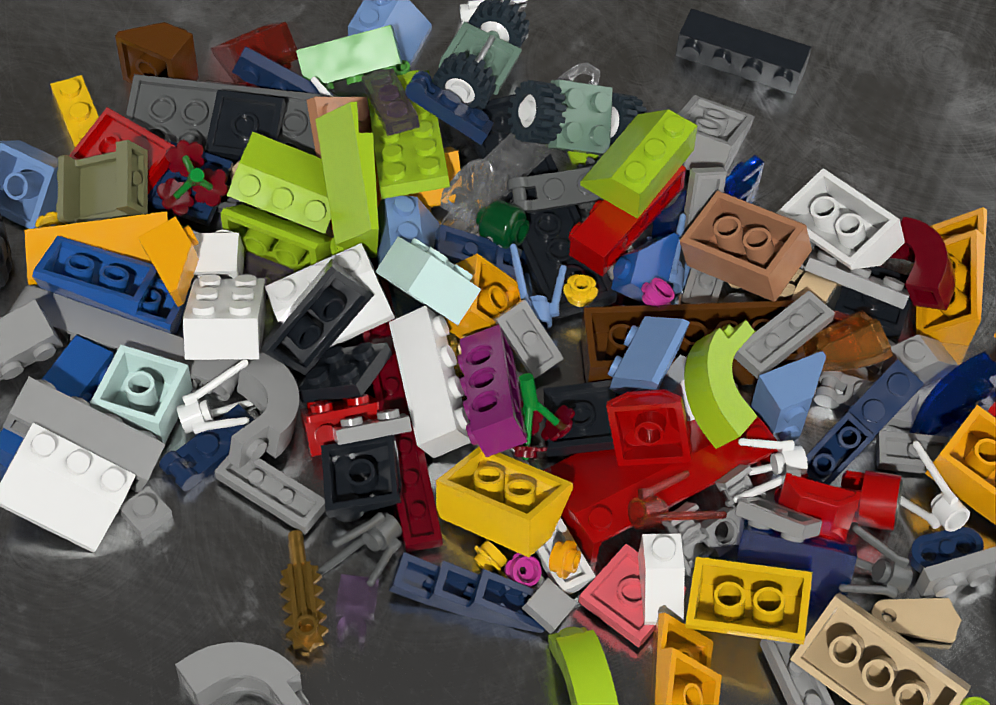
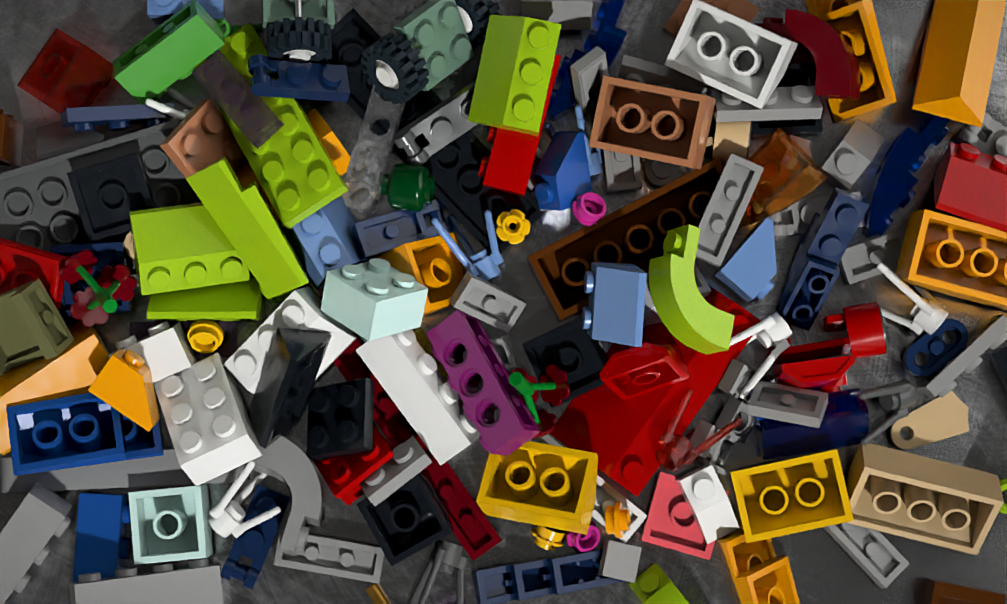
camera: 20 degrees left, 30 degrees up
(261, 261) = (205, 336): none -> yellow plate

